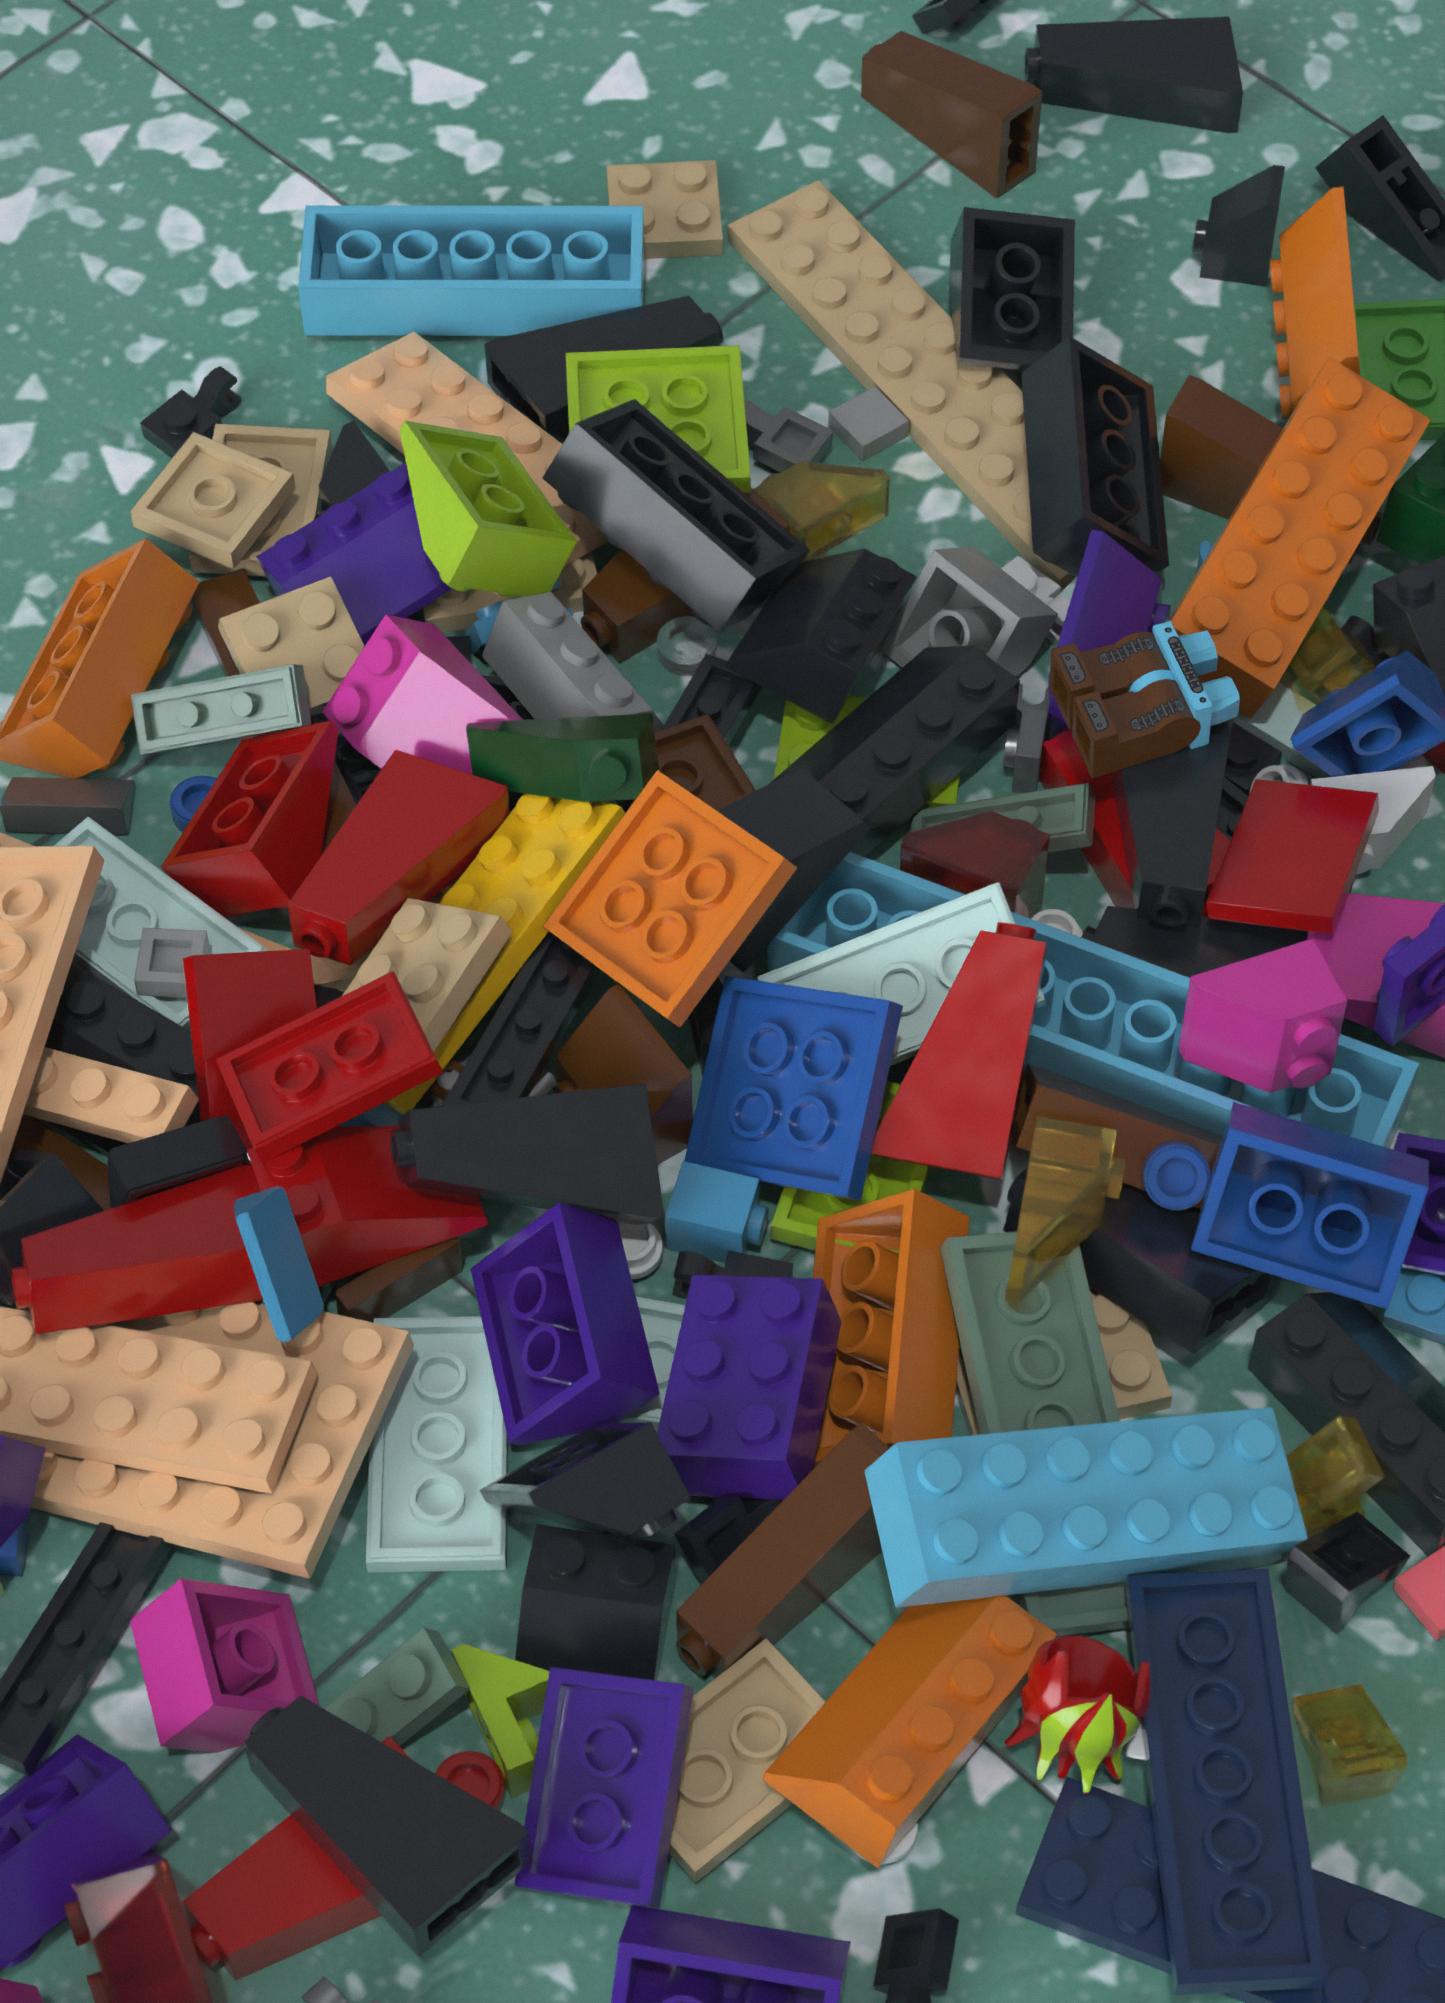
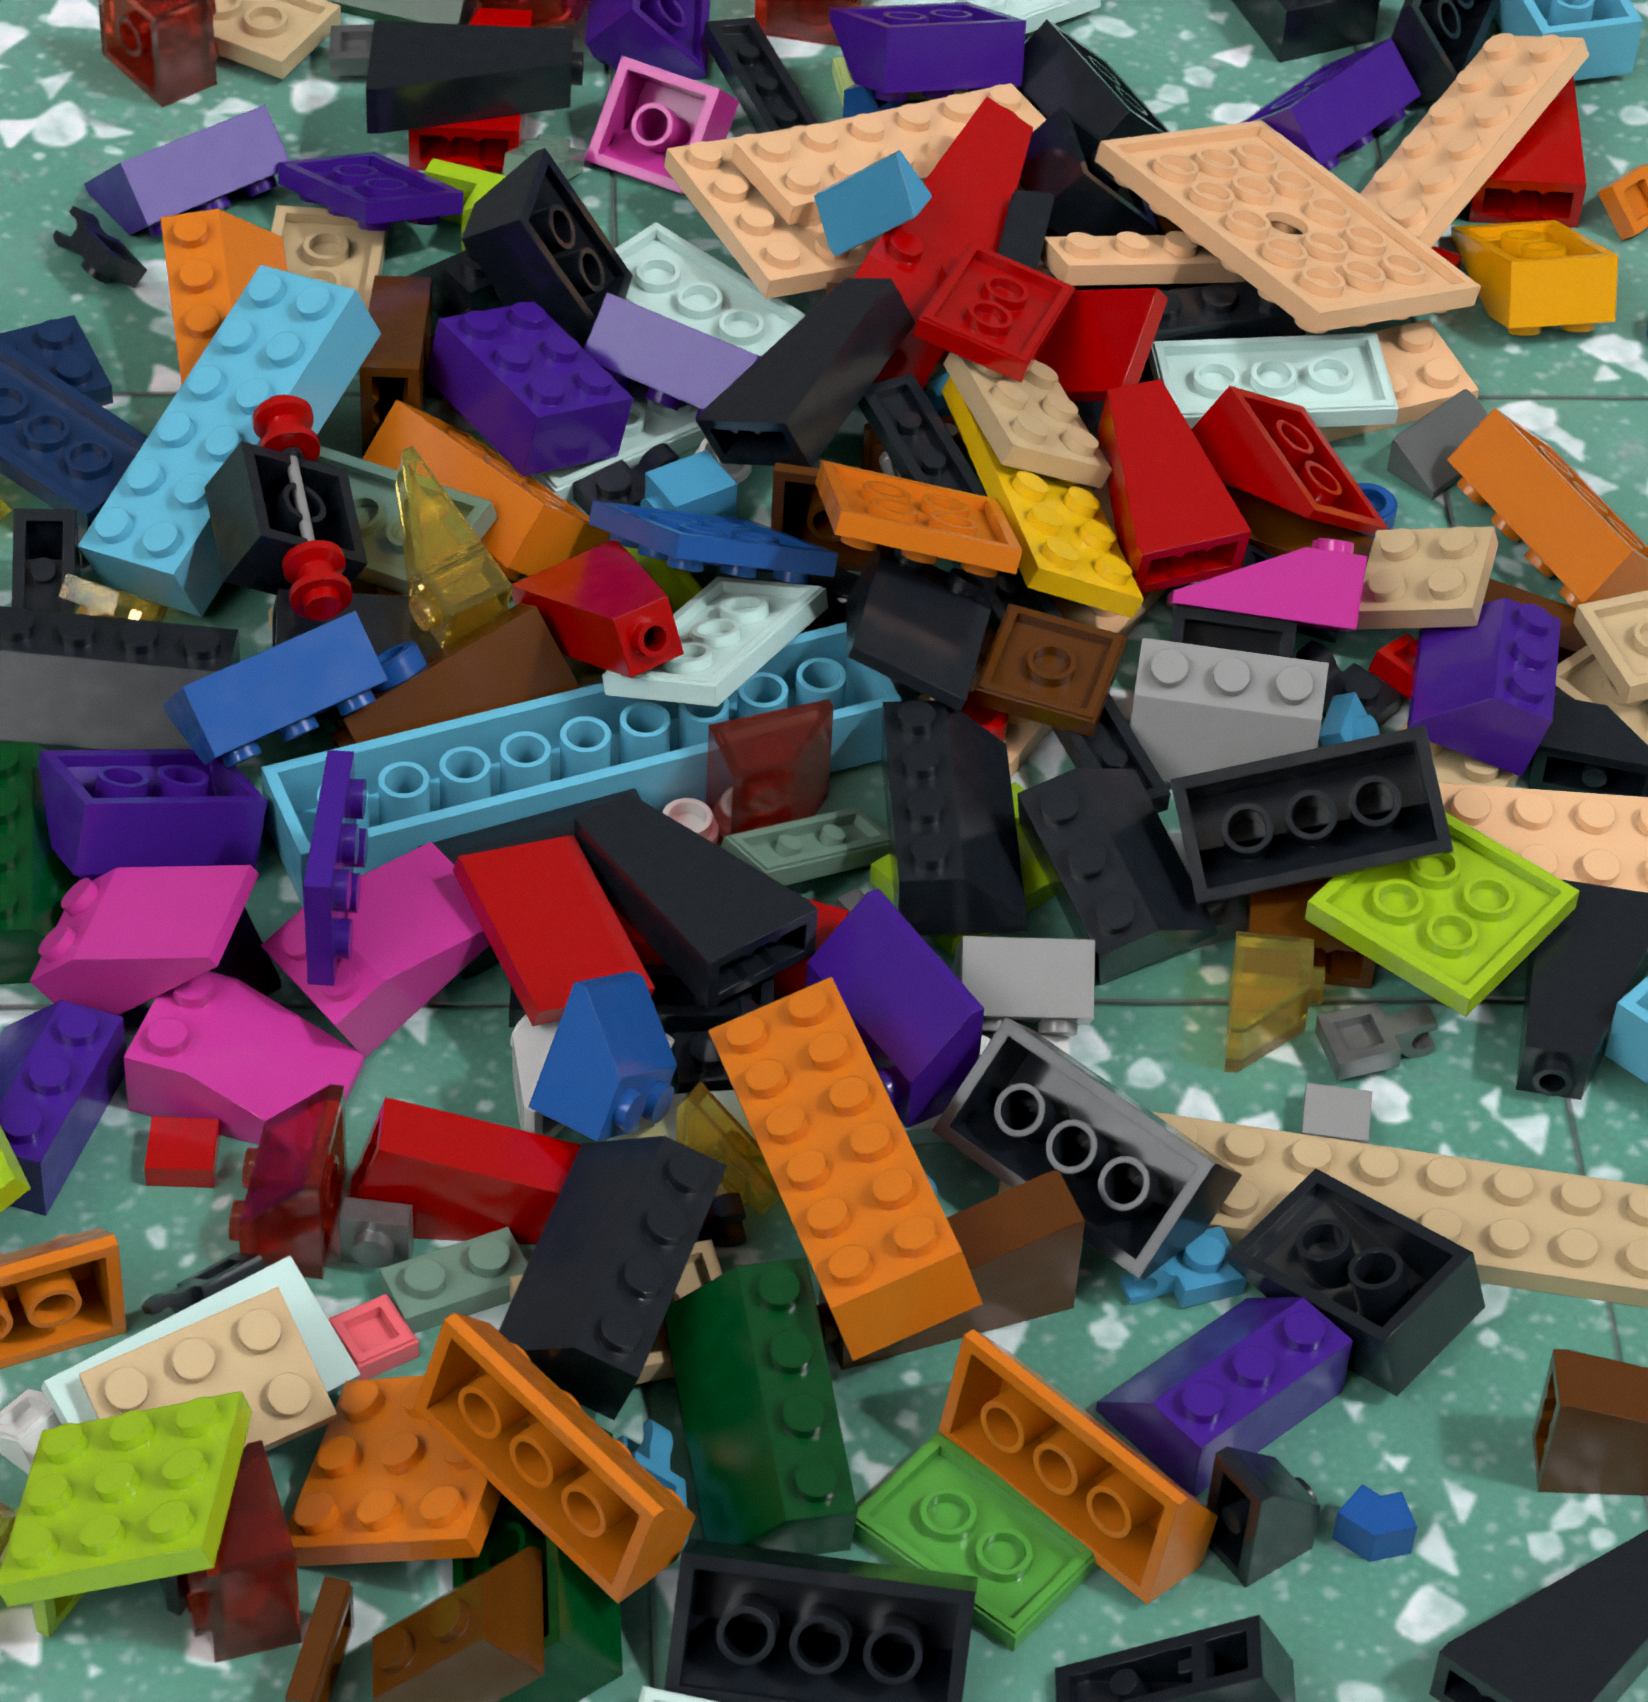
camera: 130 degrees right, 10 degrees down
(161, 960) = (1205, 356): light grey tile -> none
(221, 709) = (1417, 511): tile -> none
(482, 513) = (1477, 708): lime slope -> none
(567, 756) = (1109, 575): dark green slope -> none
(1083, 1706) = (128, 366): red hair -> none
(1140, 696) = (779, 880): hips -> none
(1158, 1323) = (285, 516): none -> black brick
(1165, 205) = (1375, 1525): none -> blue piece
(1165, 314) = (1231, 1387): none -> dark purple slope
(1266, 1019) = (419, 732): dark pink slope -> none

